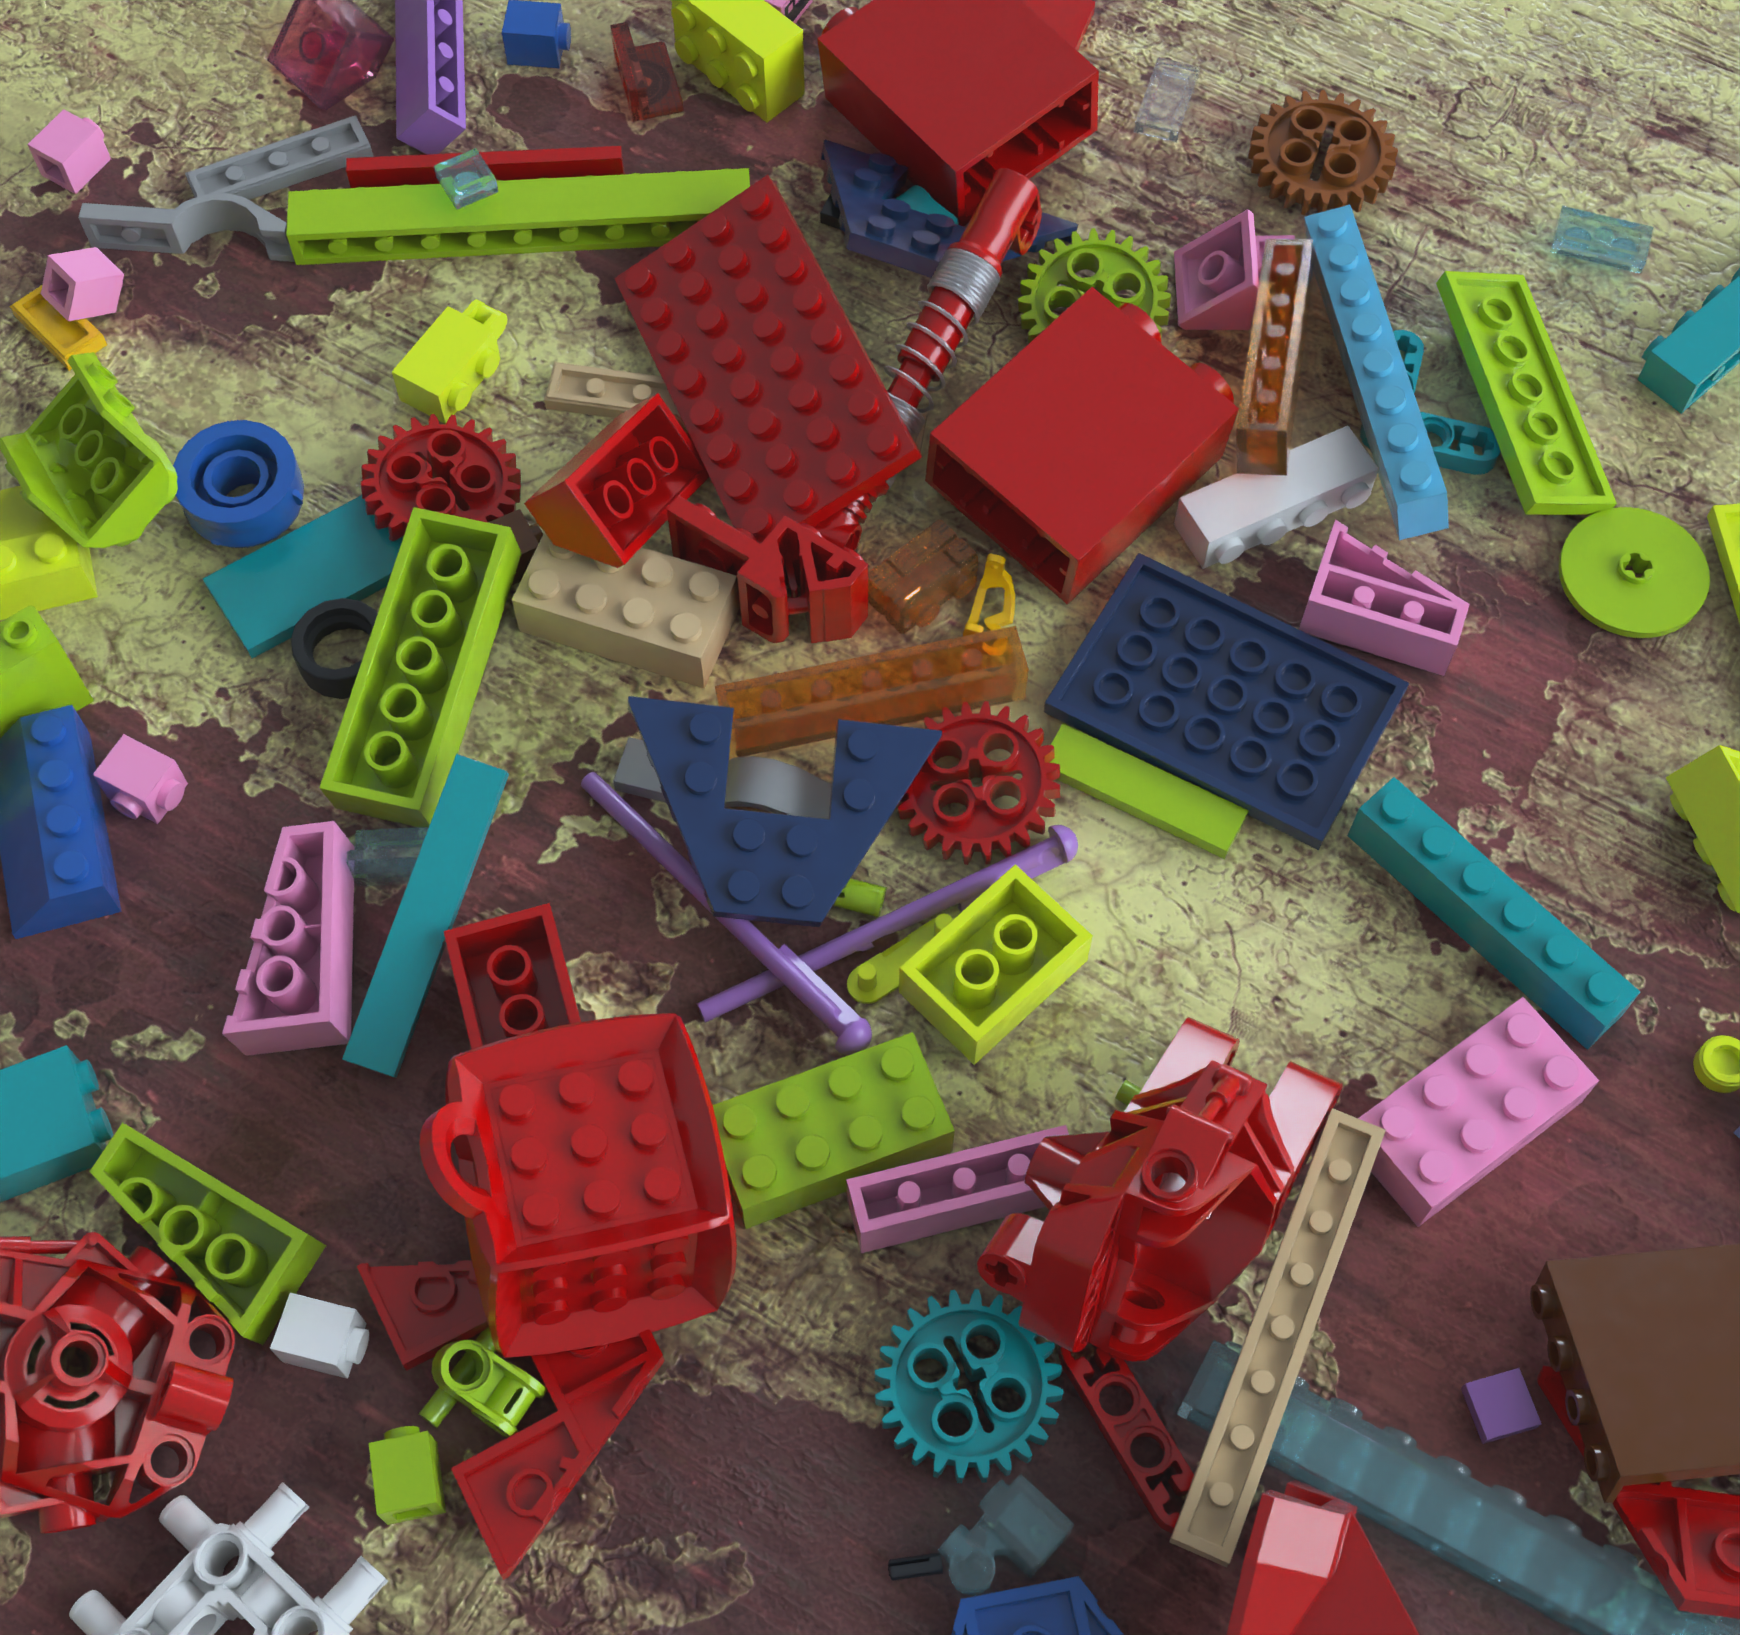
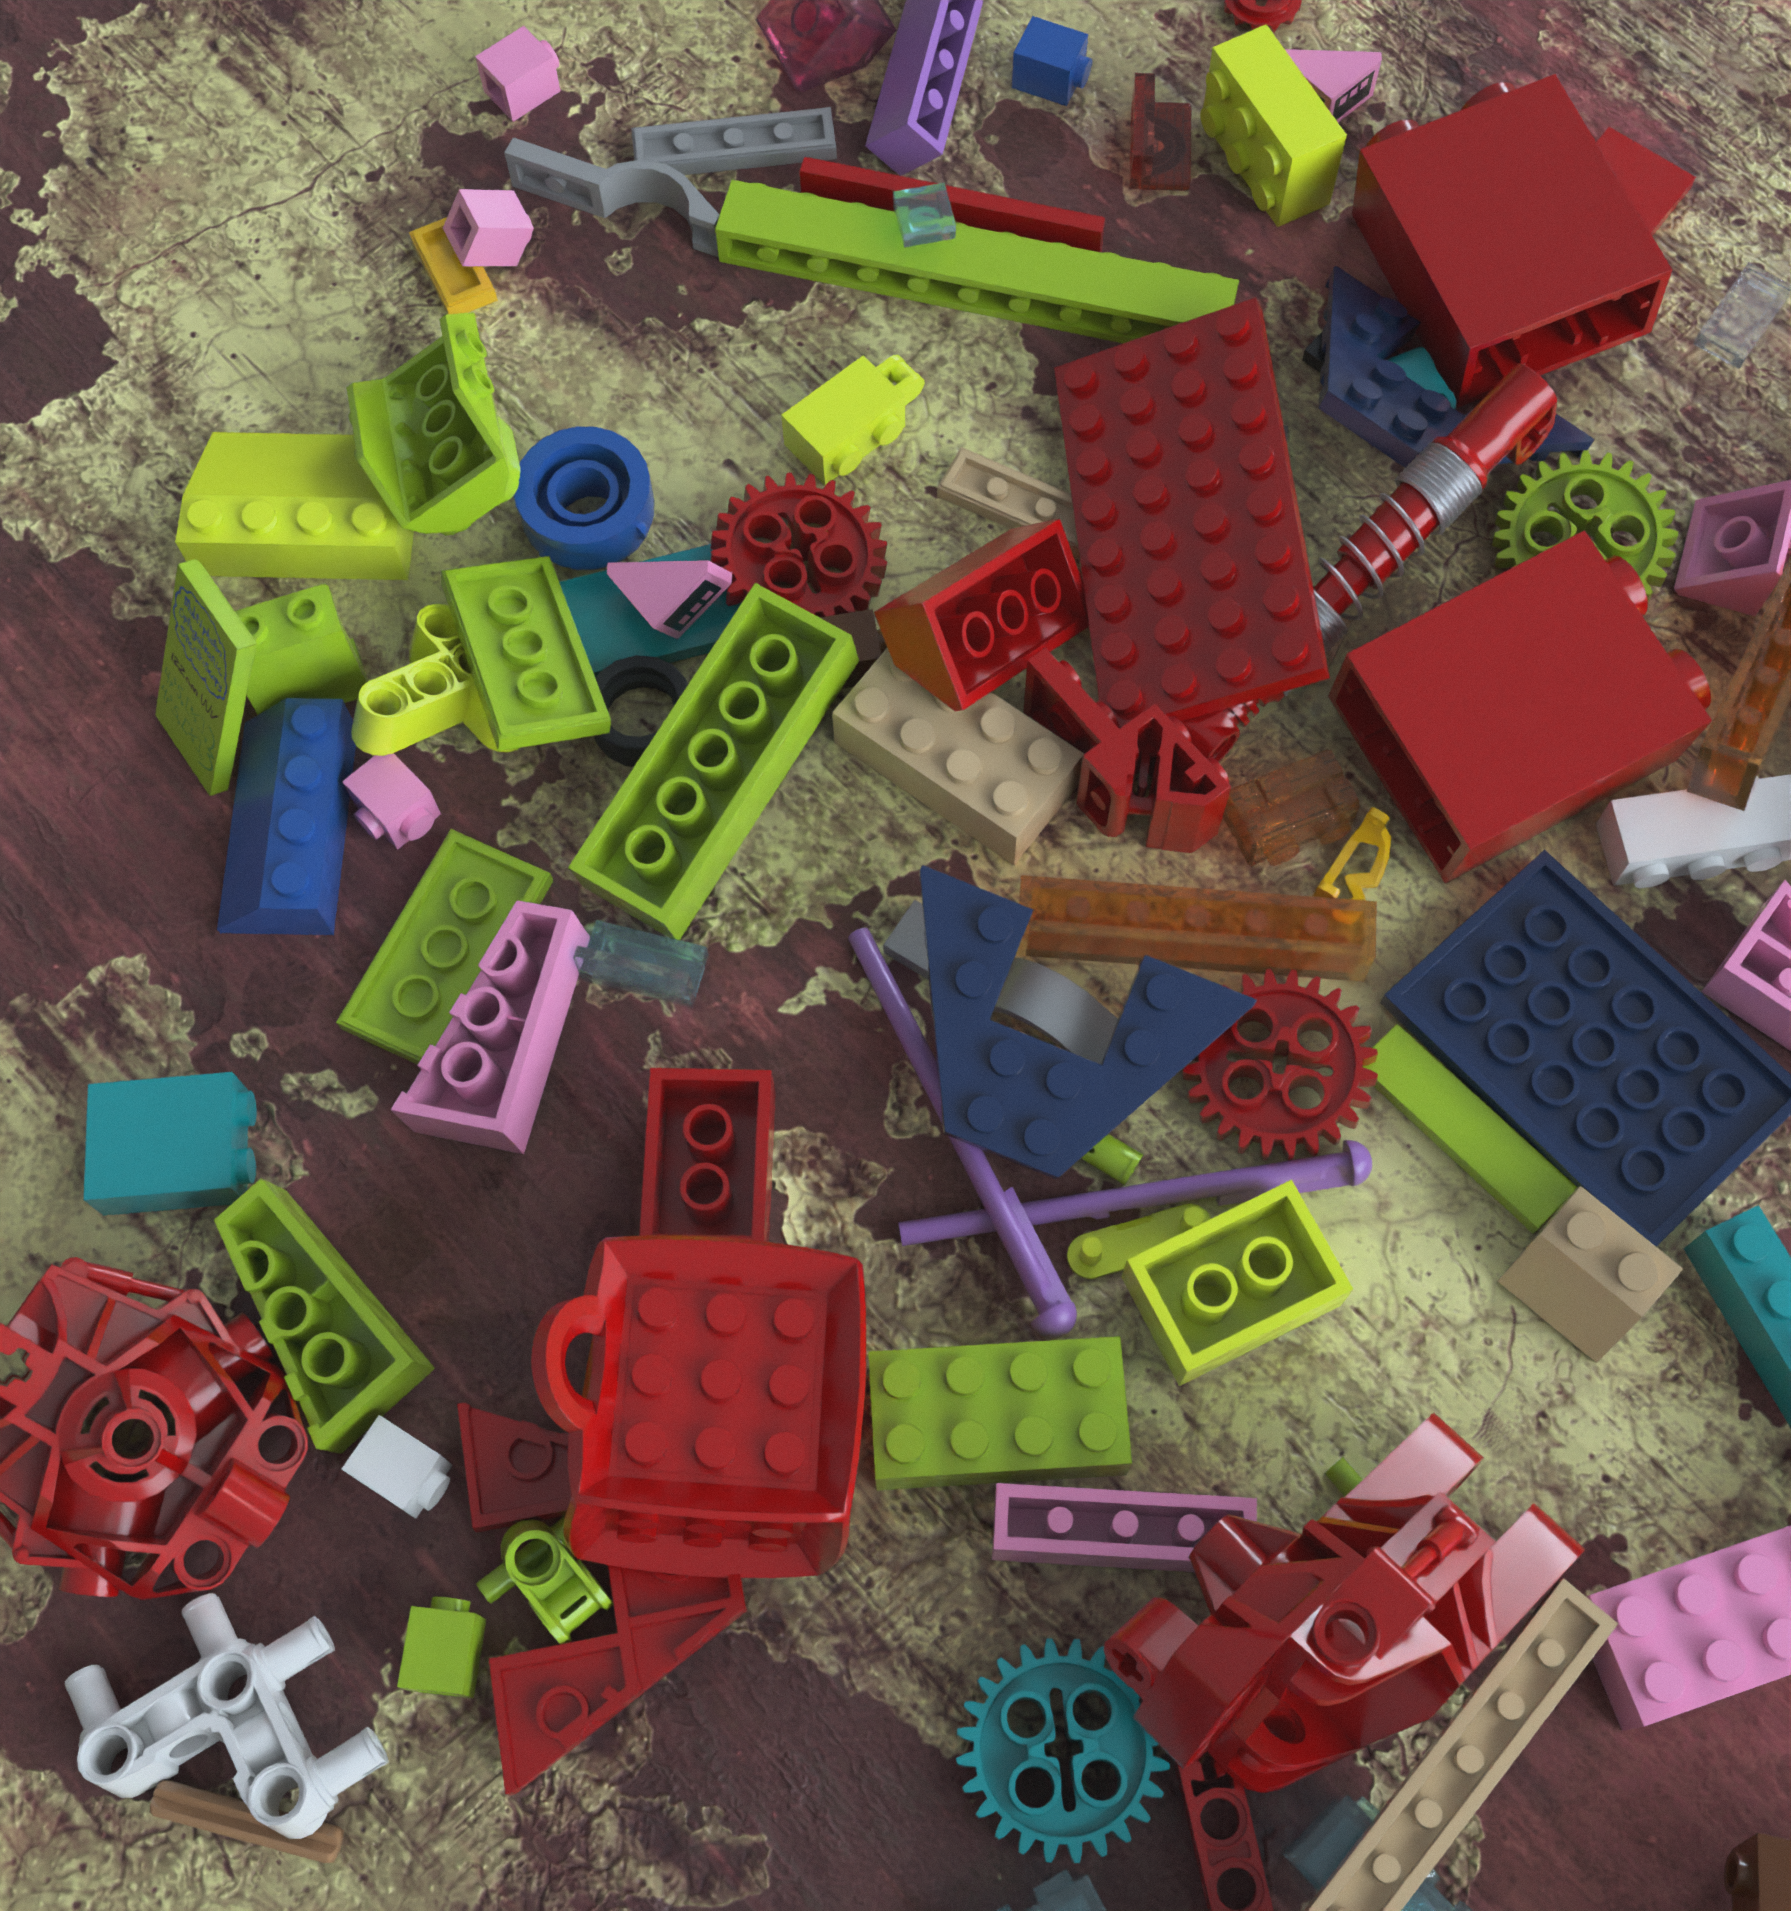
camera: 20 degrees right, 5 degrees up
(160, 668) = (424, 695): none -> neon yellow beam
(219, 893) = (438, 945): none -> lime tile
(225, 623) = (525, 653): none -> lime tile
(339, 538) = (670, 592): none -> bright pink slope
(424, 913) = (638, 1042): teal tile -> none
(1278, 871) = (1589, 1274): none -> tan slope

